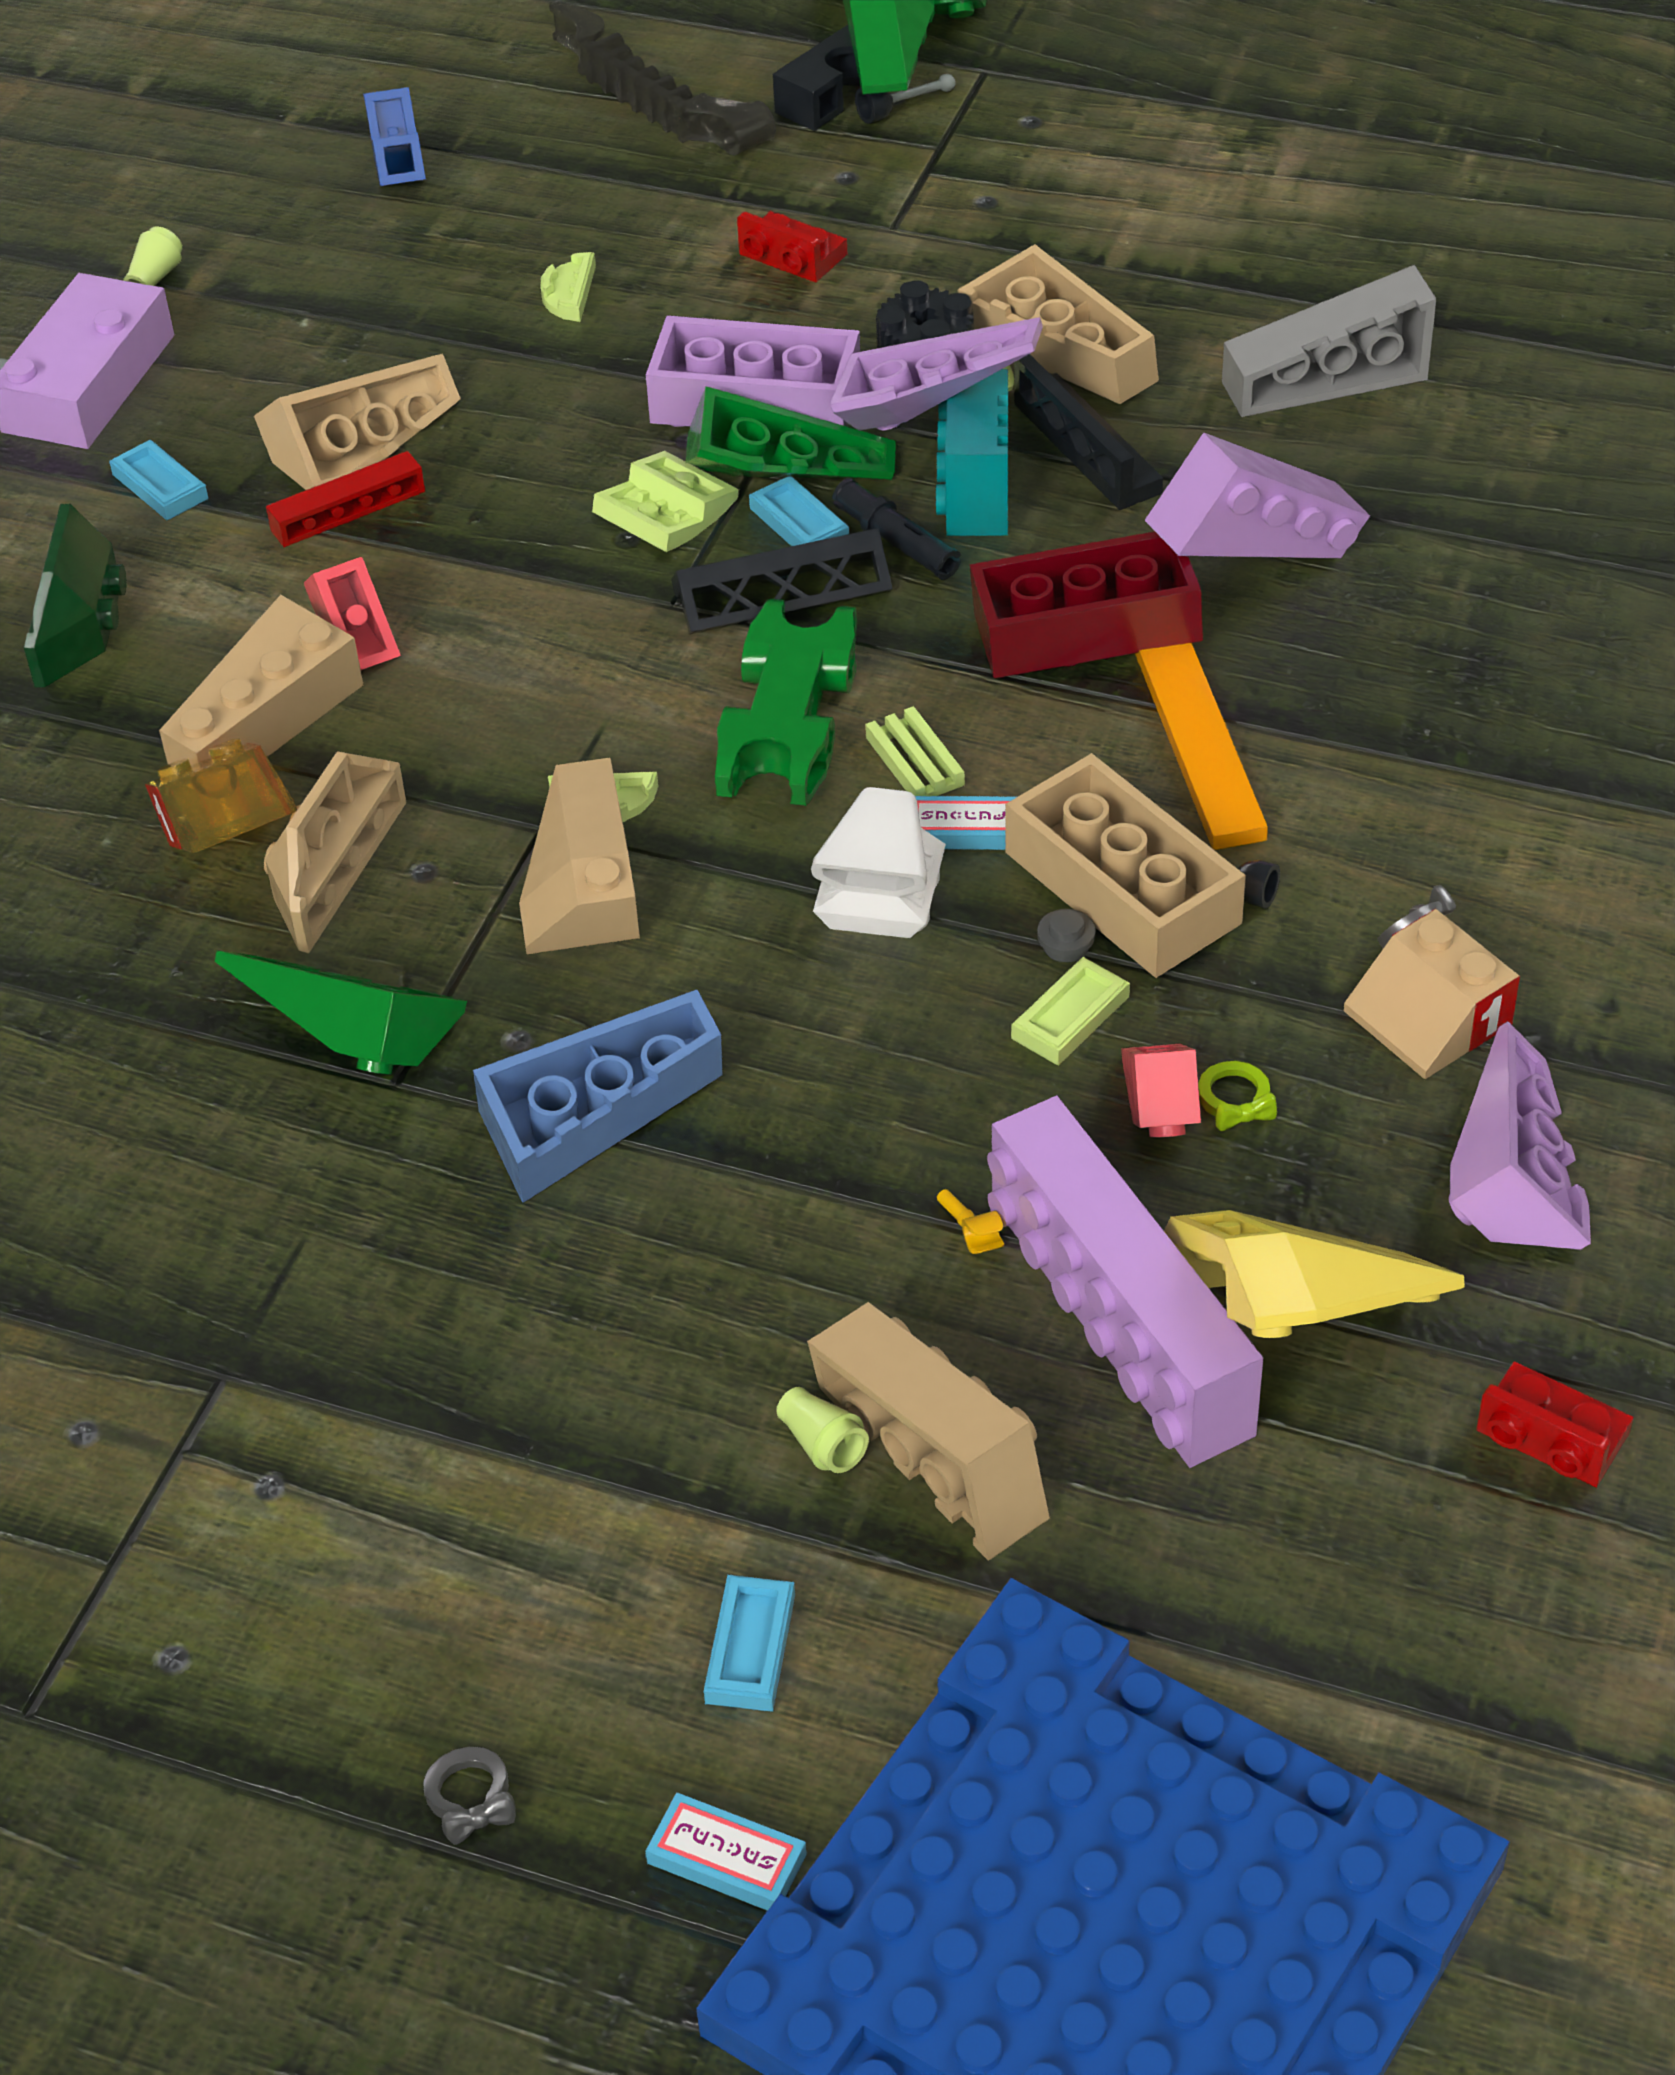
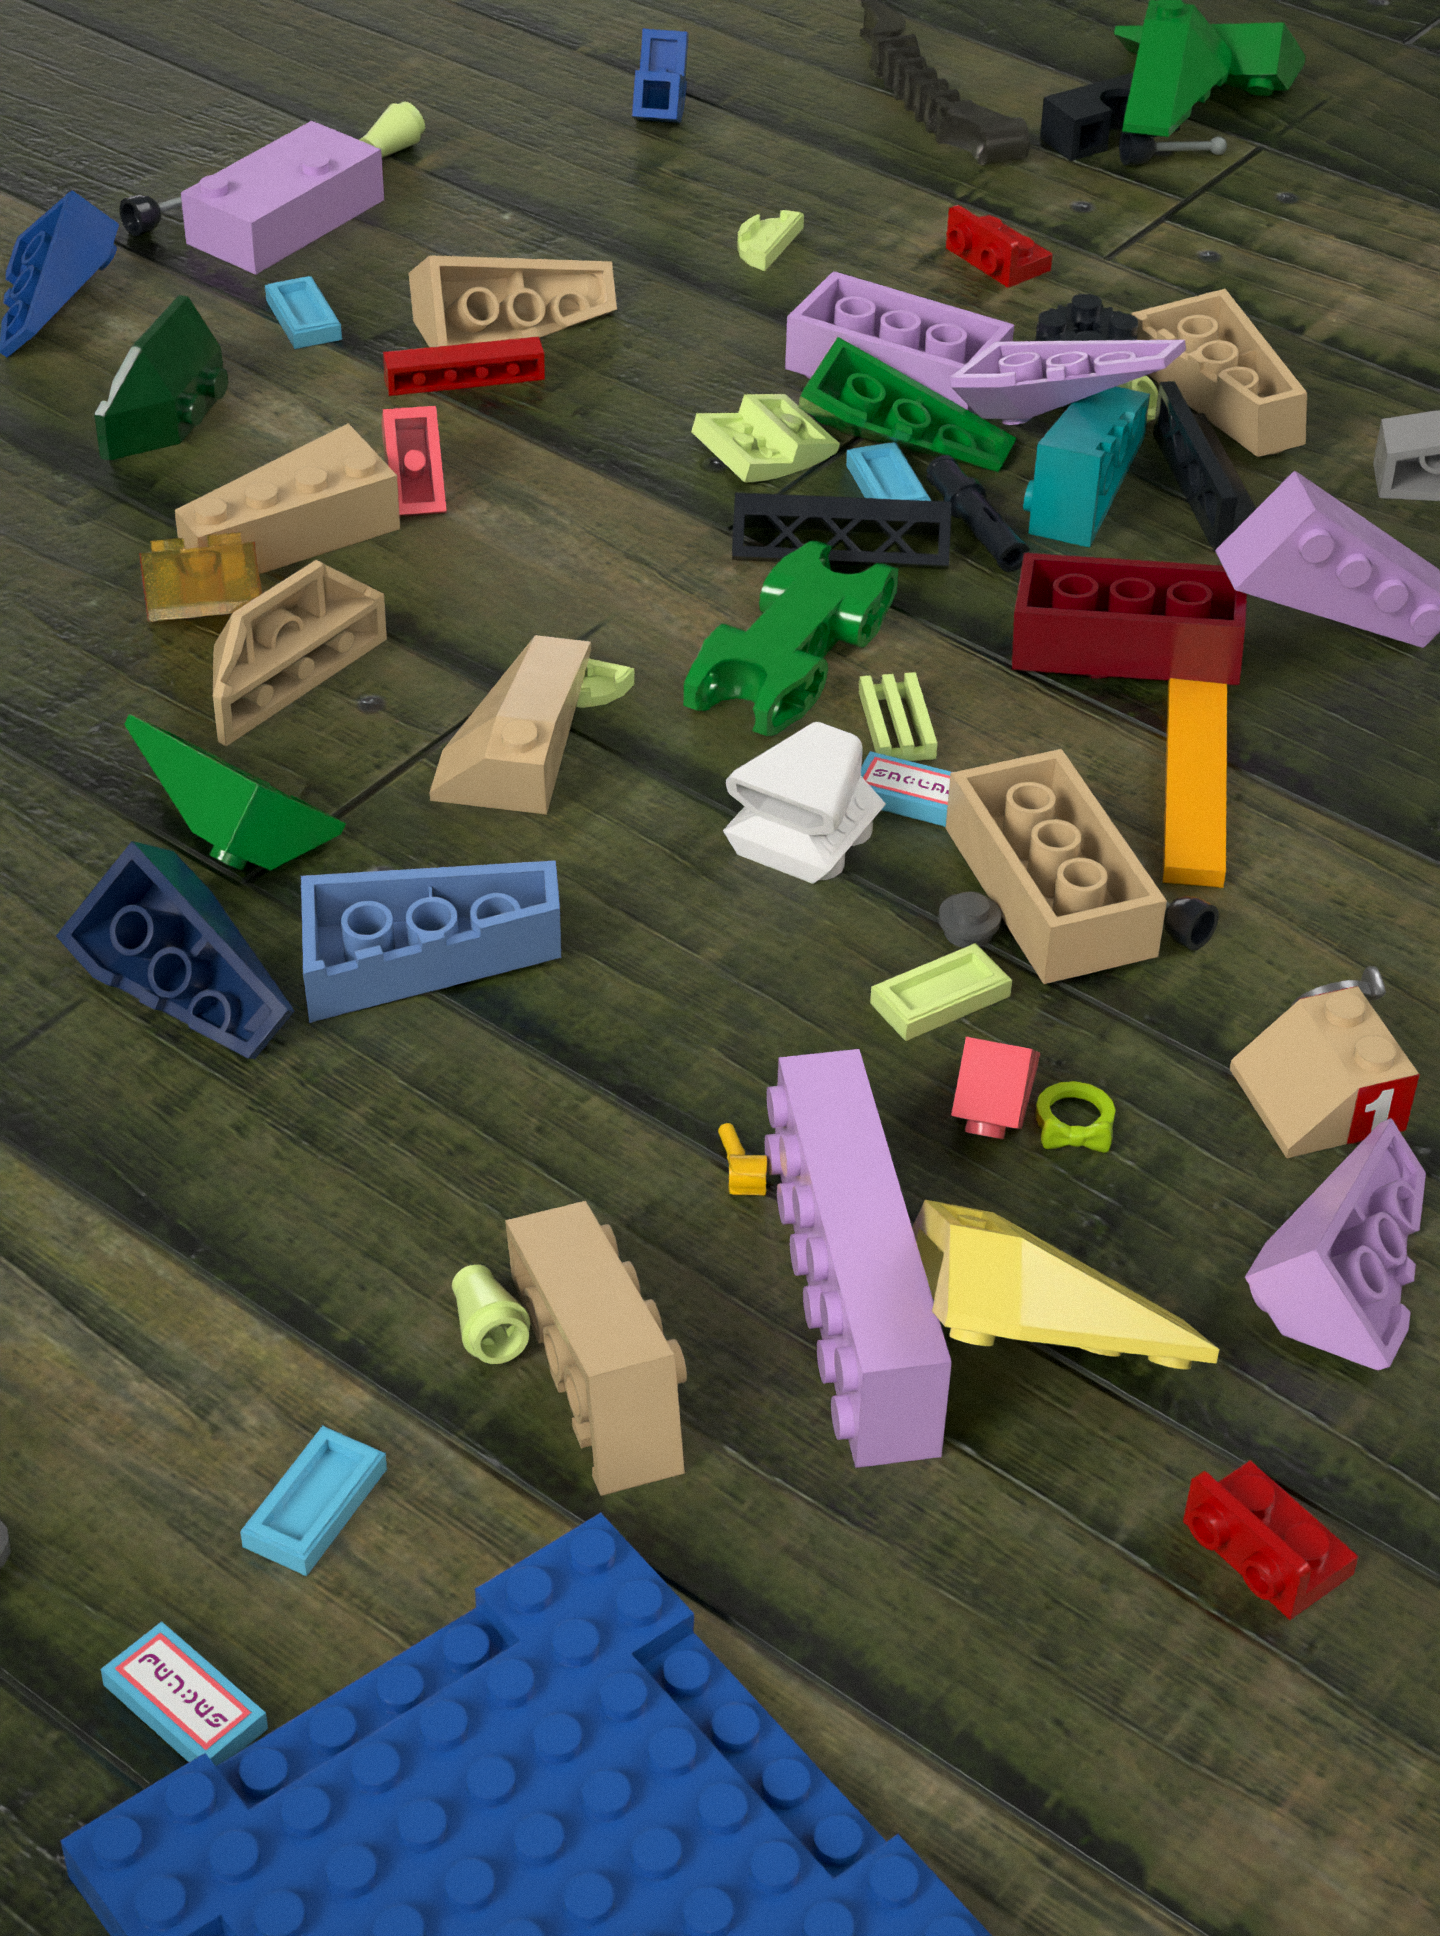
camera: 15 degrees right, 5 degrees down
(372, 1170) = (176, 950): none -> dark blue wedge

